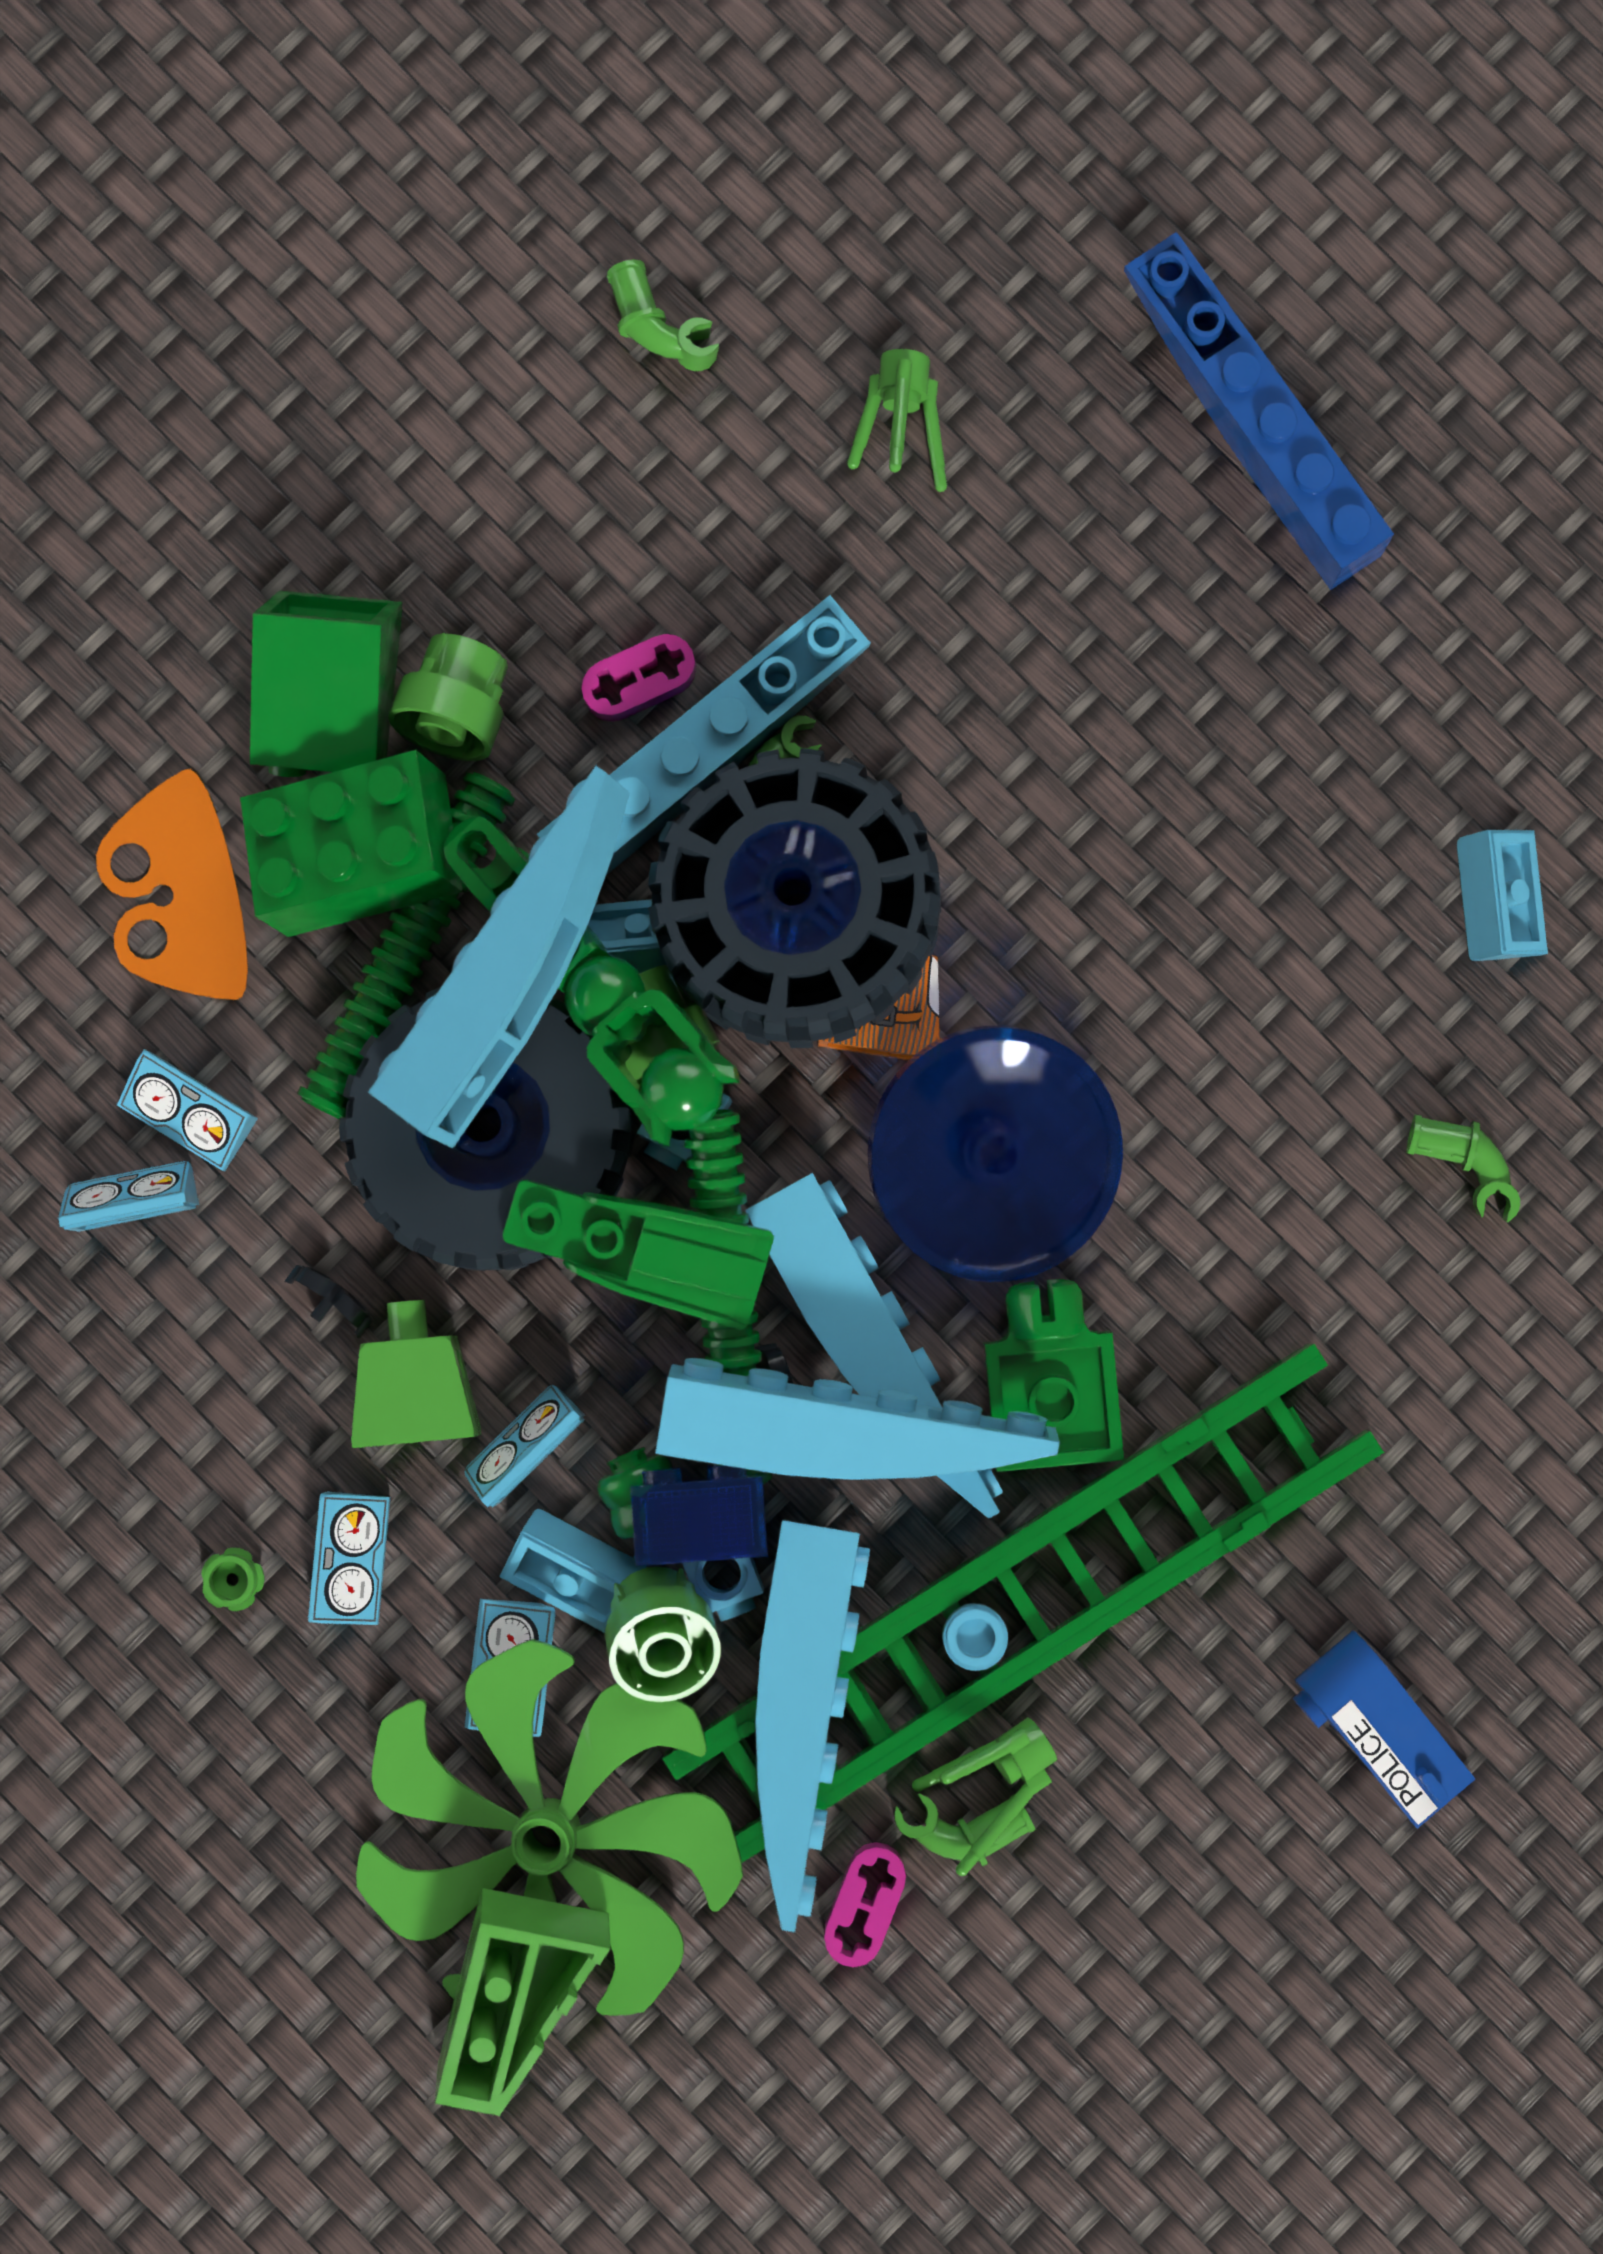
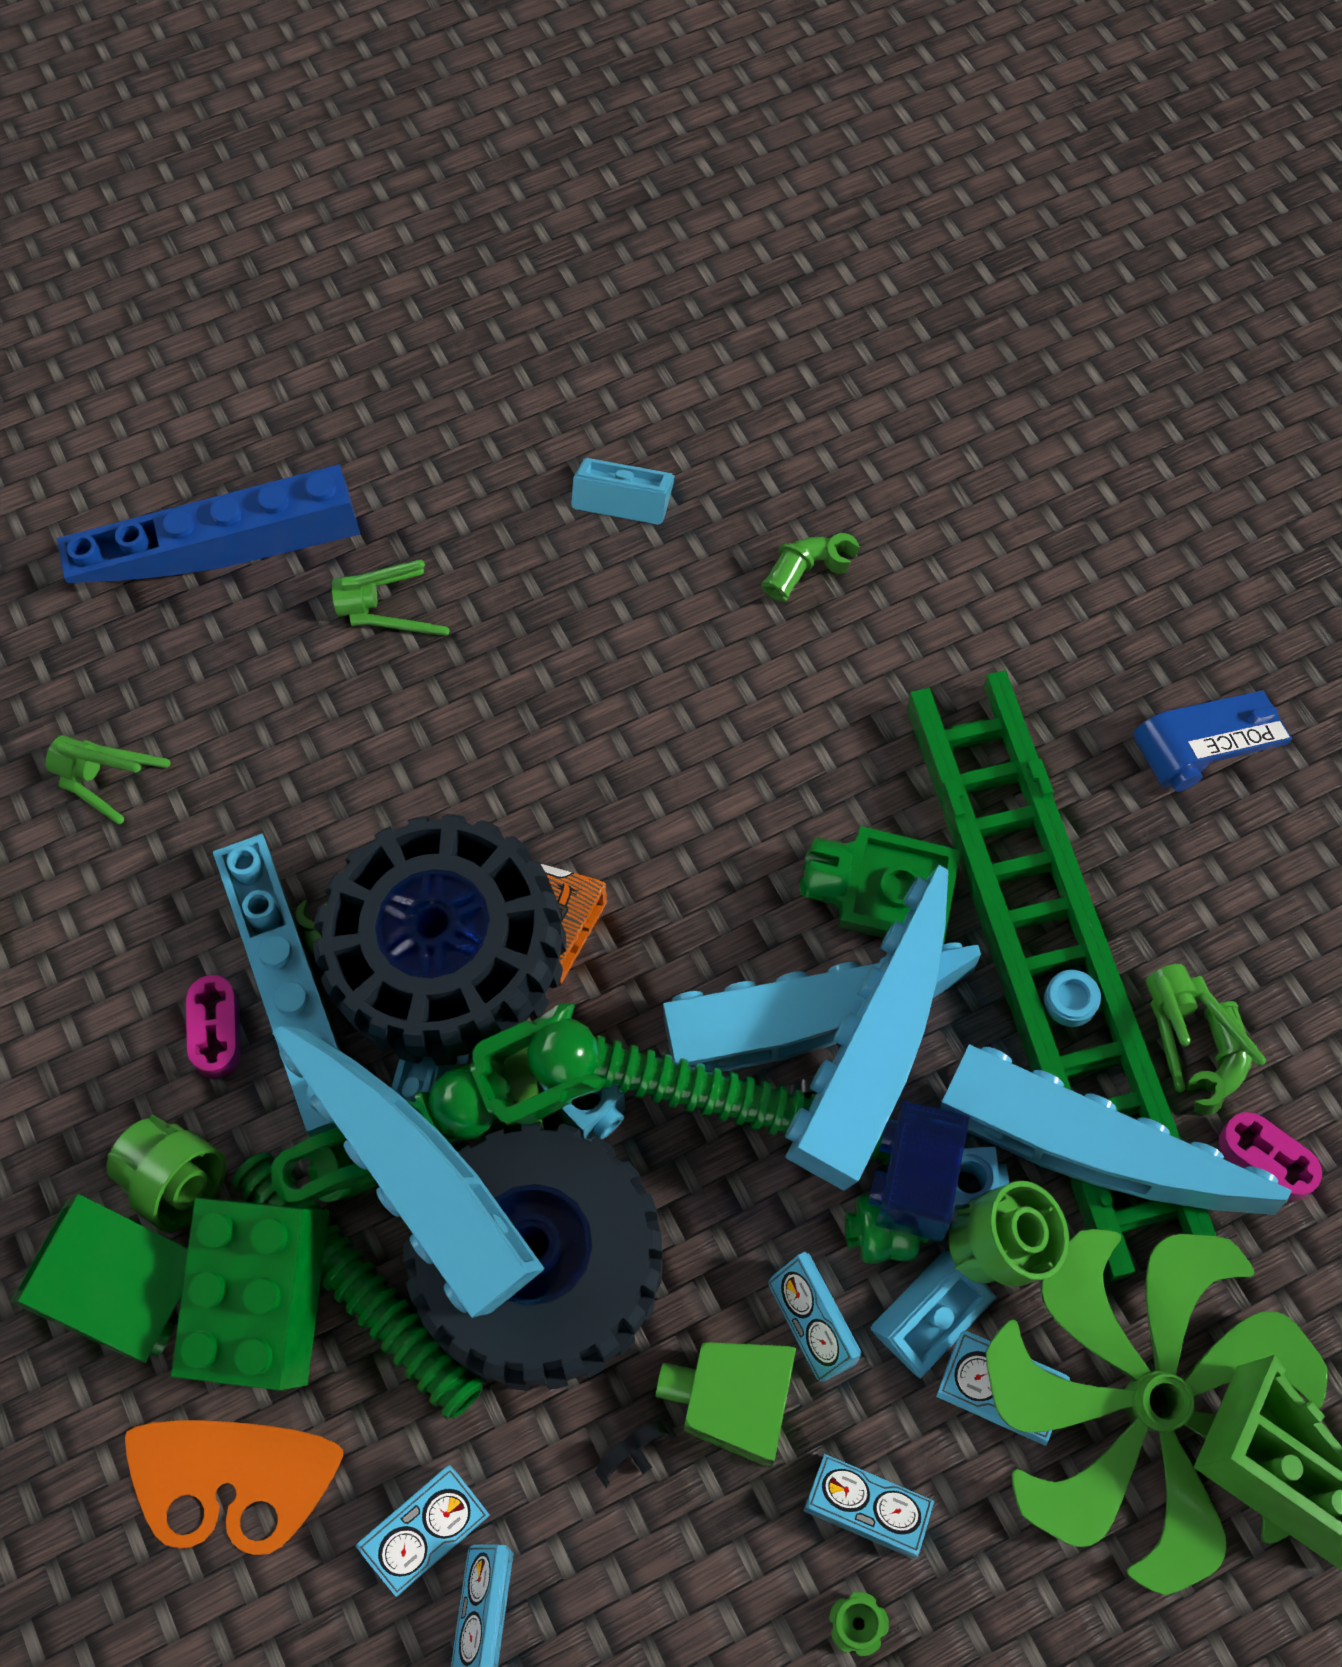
camera: 75 degrees left, 20 degrees down
(646, 1249) = (682, 1142): green piece -> none
(995, 1153) = (693, 867): clear blue dish -> none
(1235, 624) = (357, 594): none -> bright green plant

